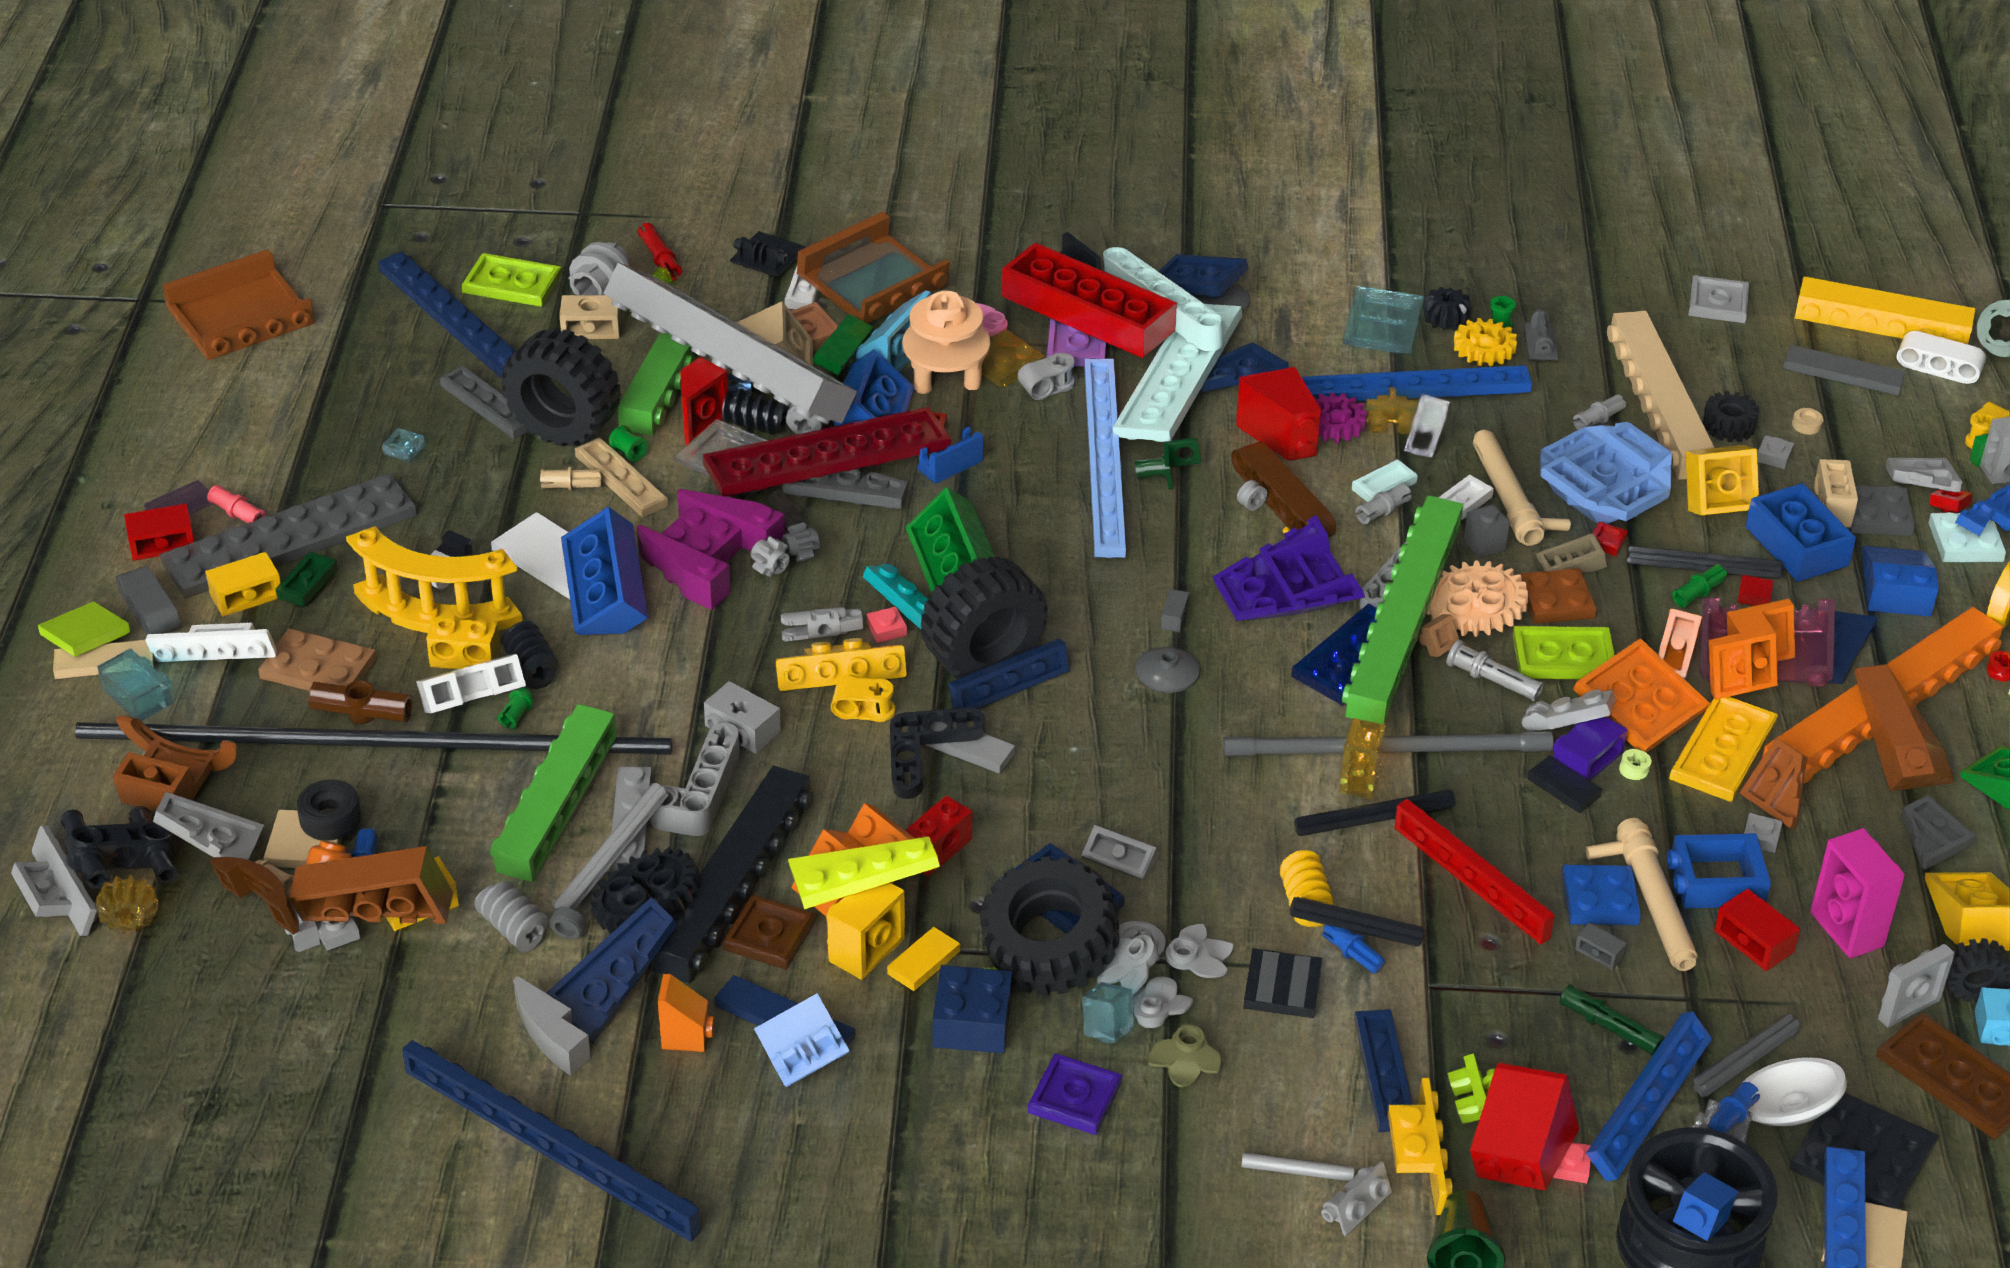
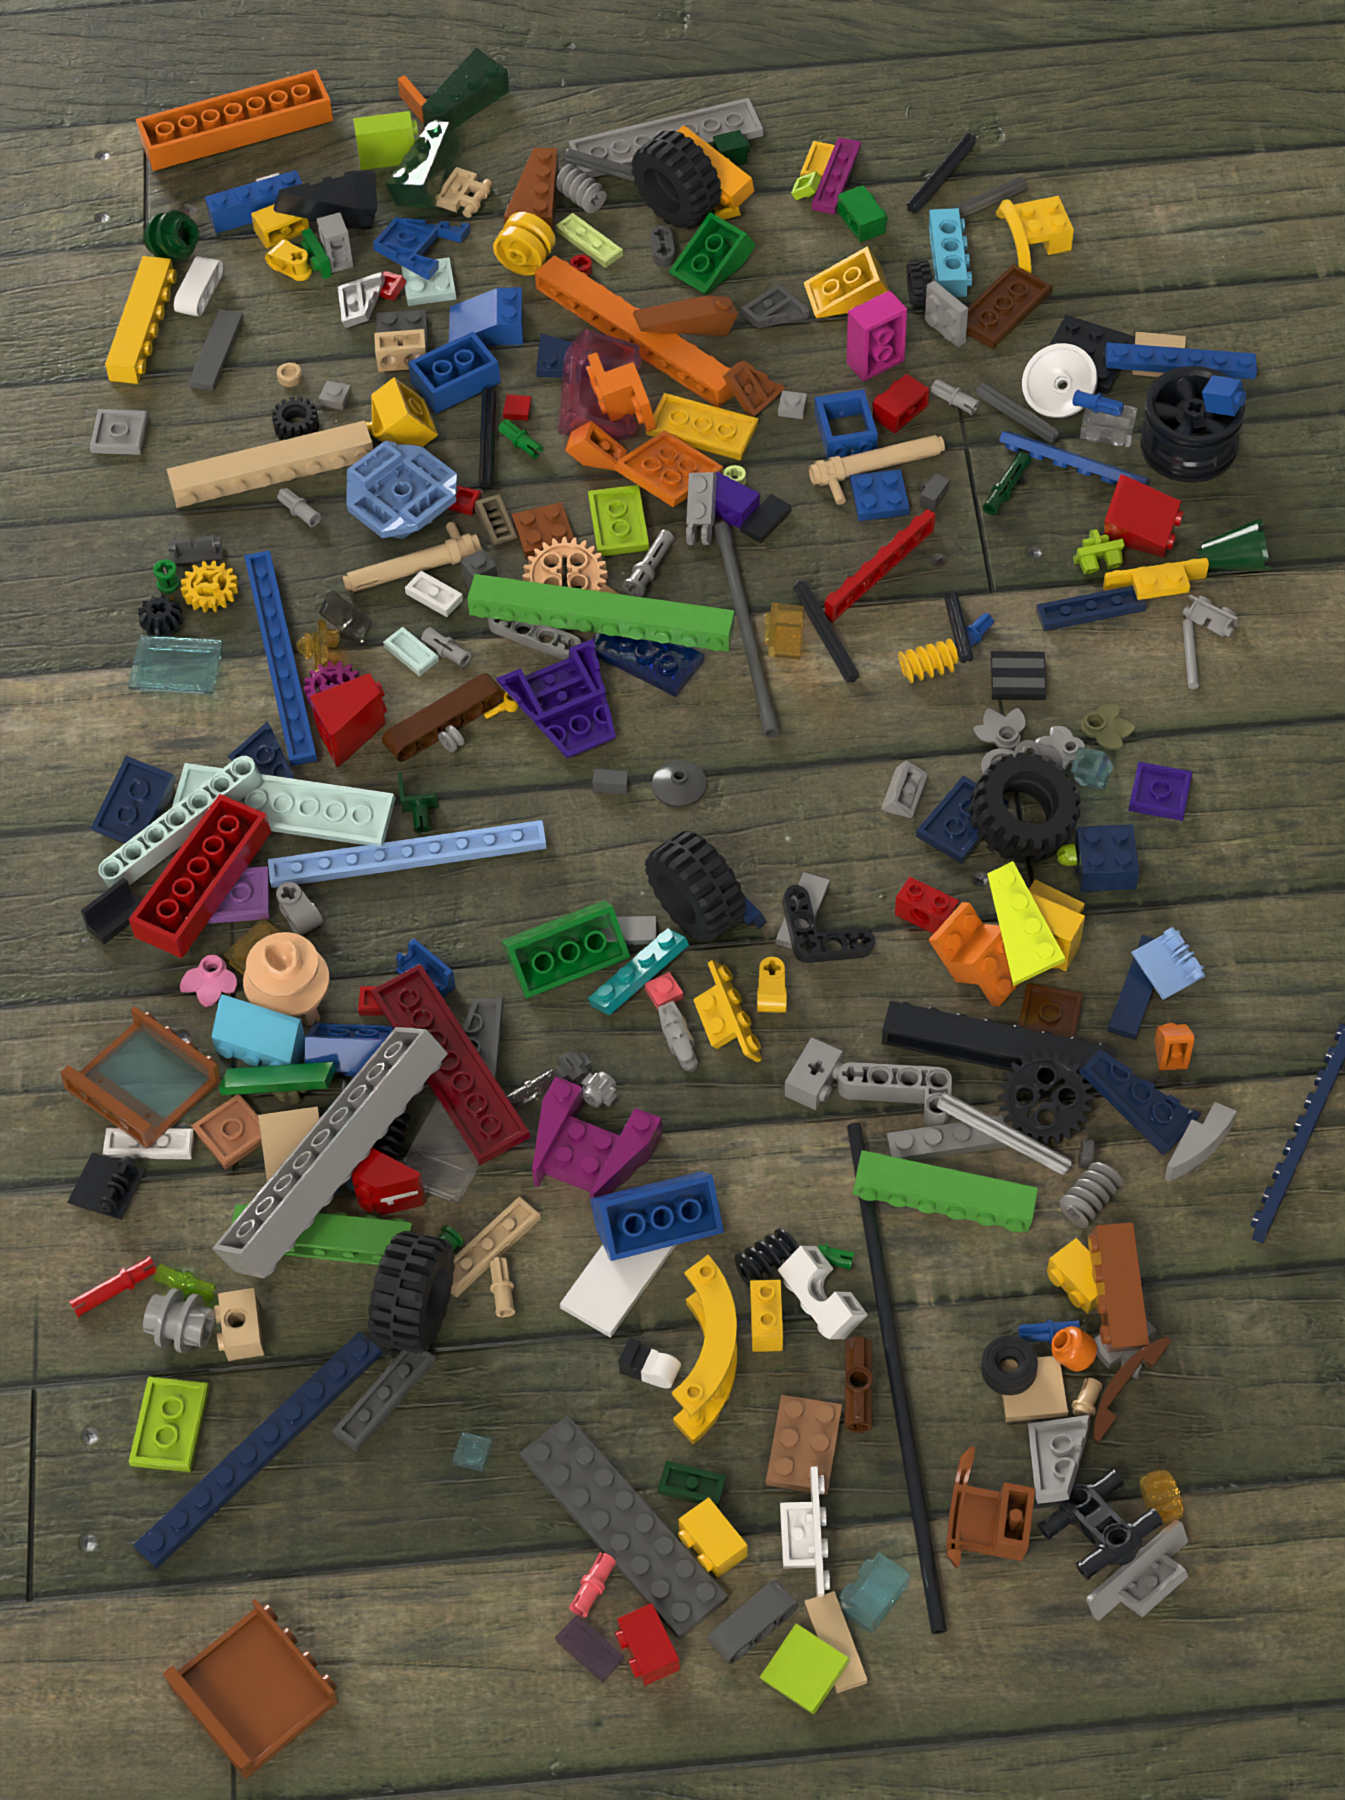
camera: 95 degrees left, 15 degrees up
(1772, 990) = (954, 396): none -> light grey axle

